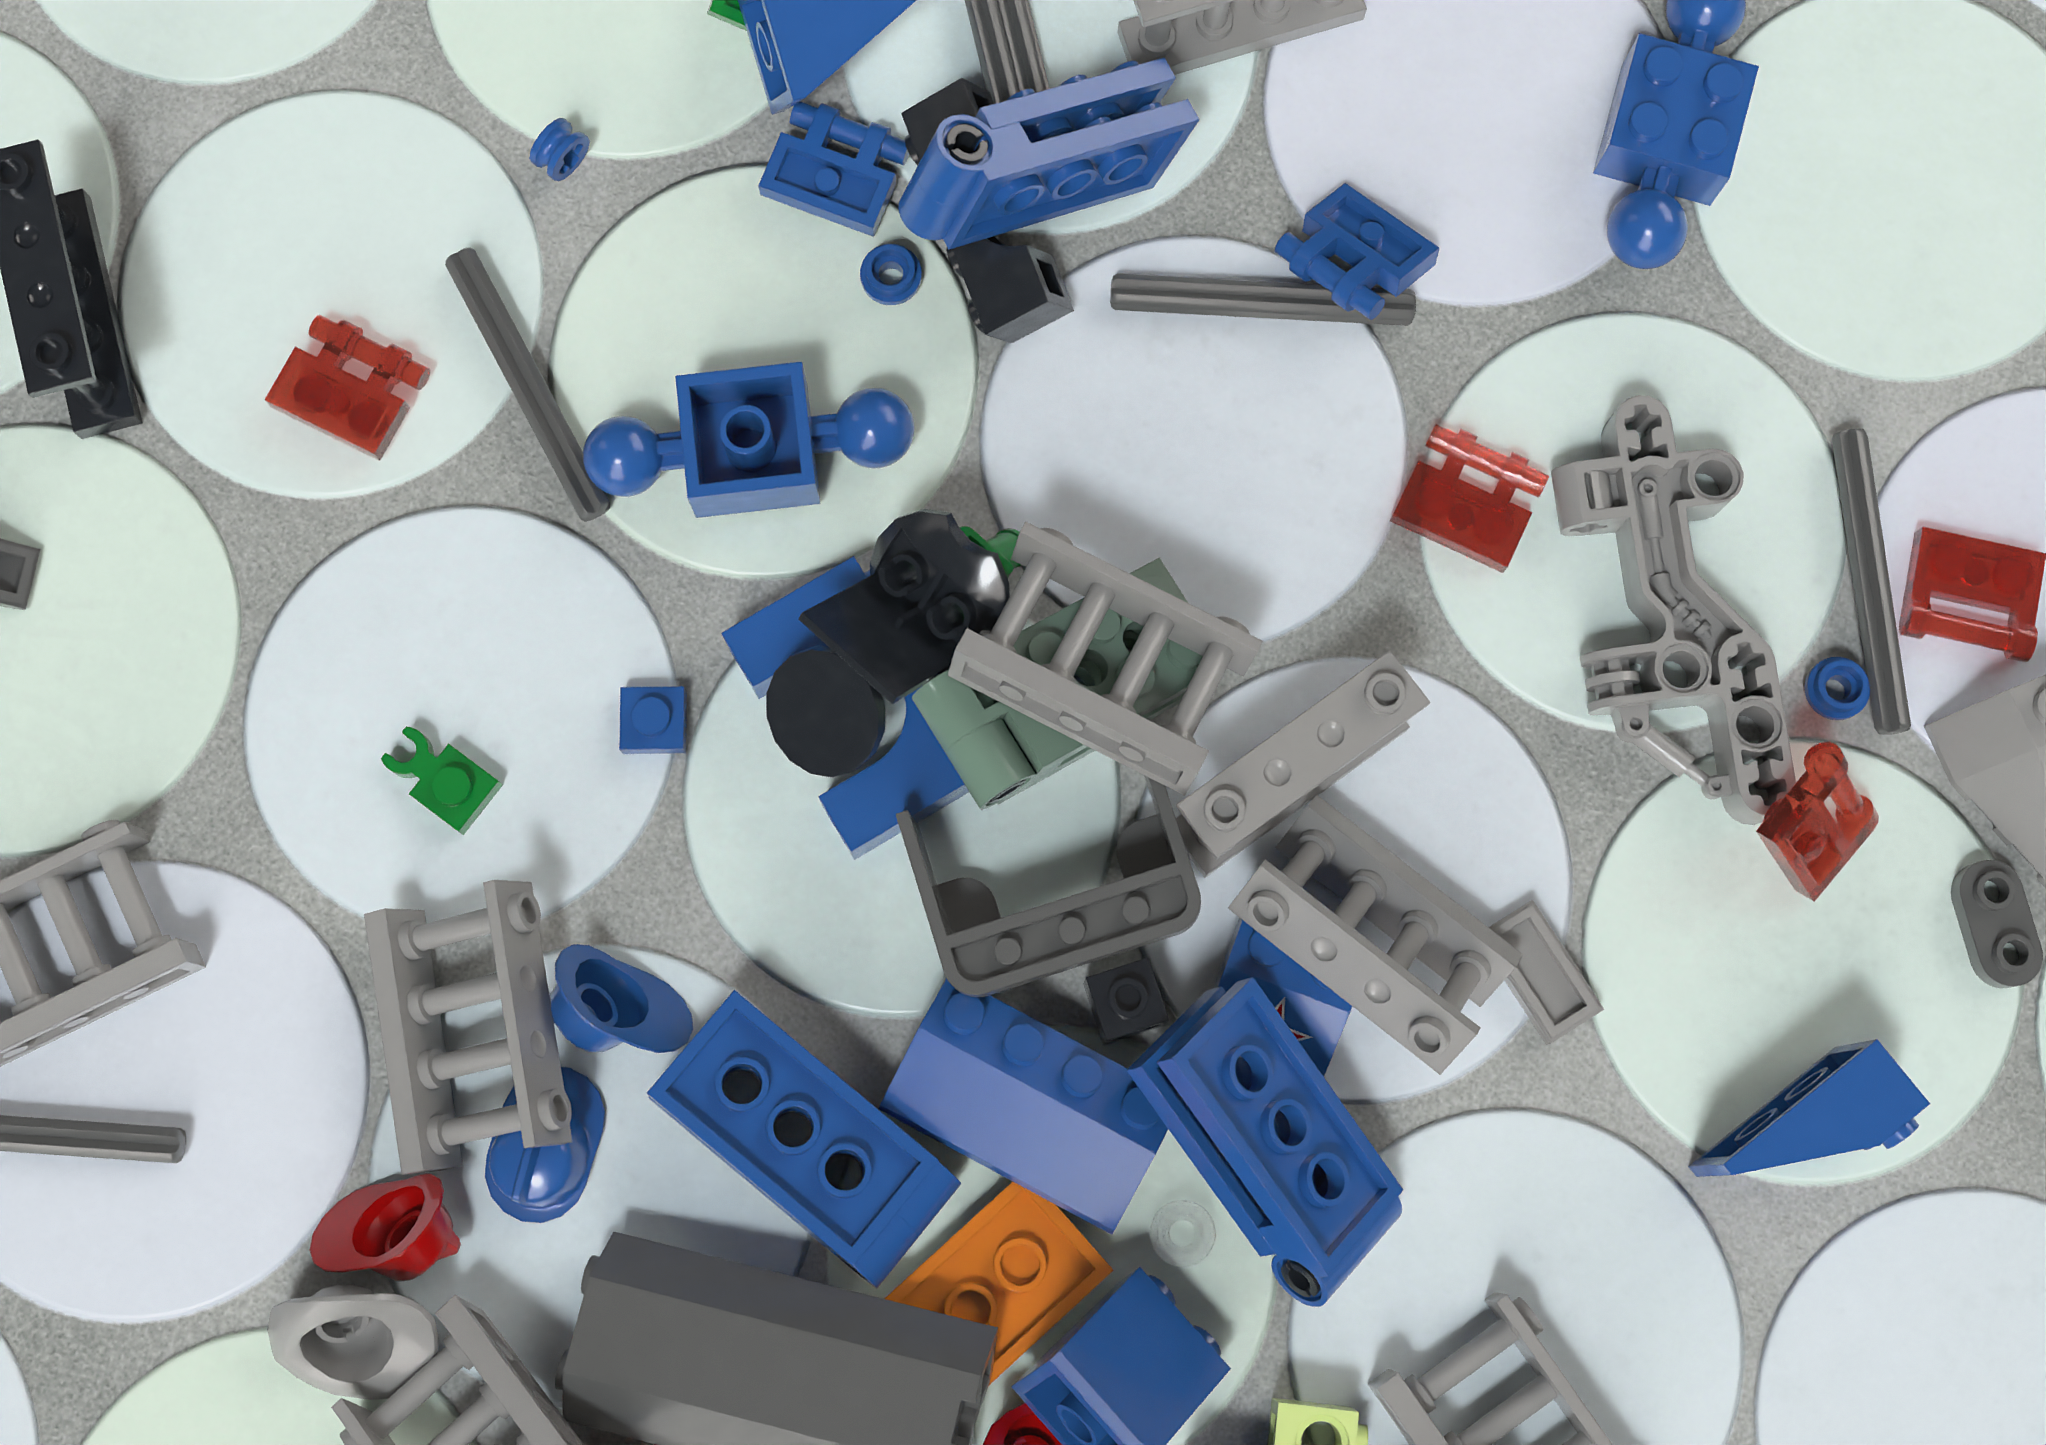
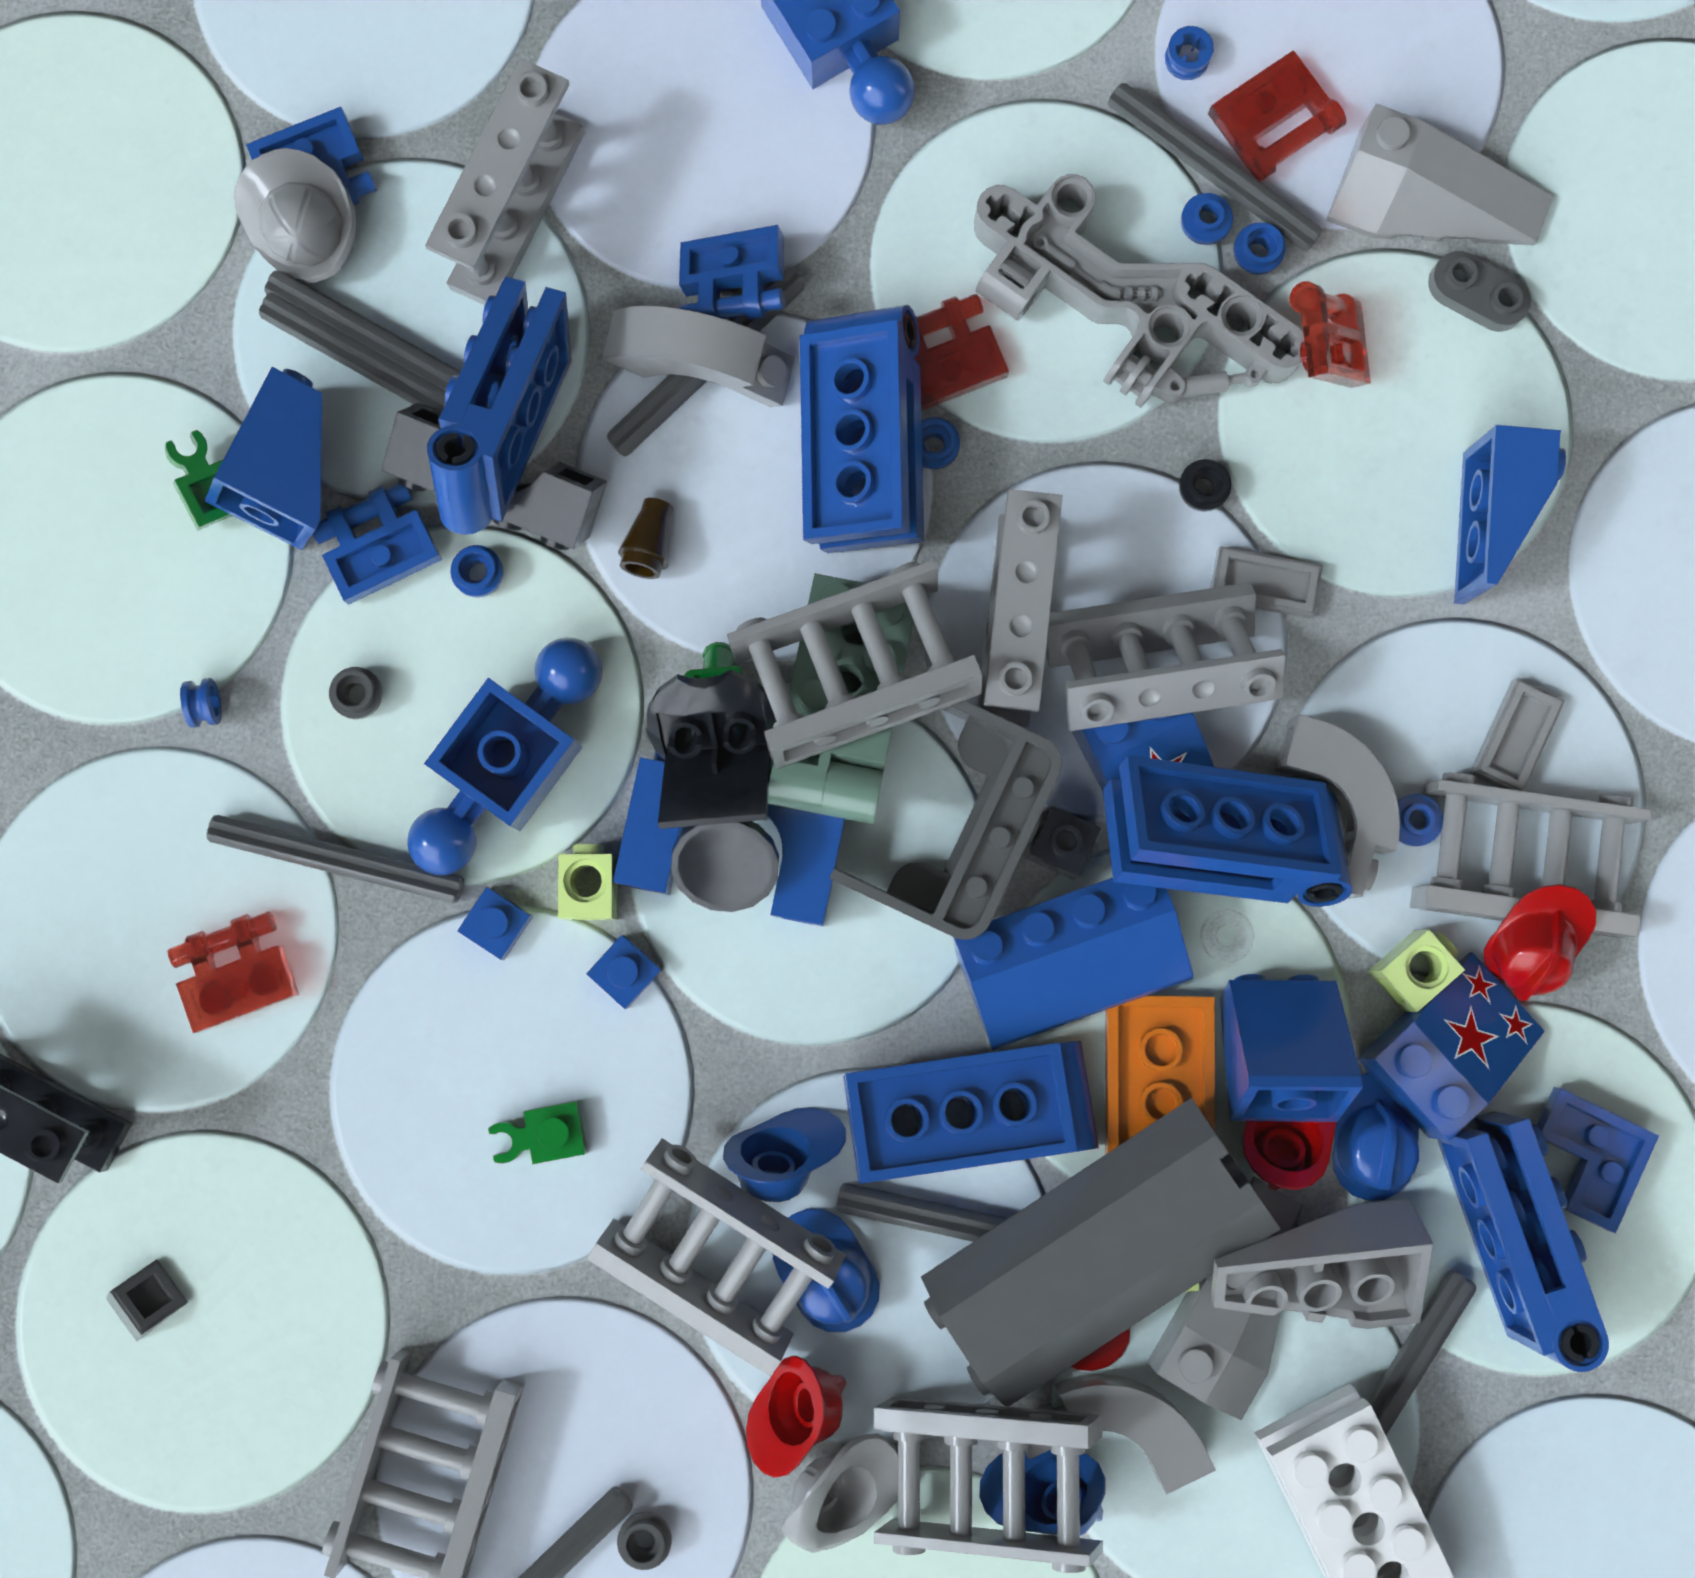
camera: 45 degrees left, 5 degrees up
(137, 1194) = (640, 1557): none -> dark grey plate
(594, 570) = (495, 923): none -> blue plate
(667, 1174) = (915, 1213): none -> dark grey axle
(671, 615) = (598, 906): none -> yellowish green brick
(684, 253) = (344, 682): none -> dark grey plate
(1054, 393) = (647, 542): none -> dark brown cone
(1268, 281) = (698, 346): none -> light grey arch
(1326, 485) = (861, 431): none -> blue hinge
(1392, 548) = (947, 434): none -> blue plate
(1431, 1312) = (1433, 820): none -> blue plate
(1433, 1226) = (1360, 787): none -> light grey arch
(1588, 823) = (1215, 474): none -> black plate
(1620, 1338) = (1517, 736): none -> light grey tile
(1801, 625) = (1202, 232): none -> blue plate
(1971, 461) = (1198, 39): none -> blue bush

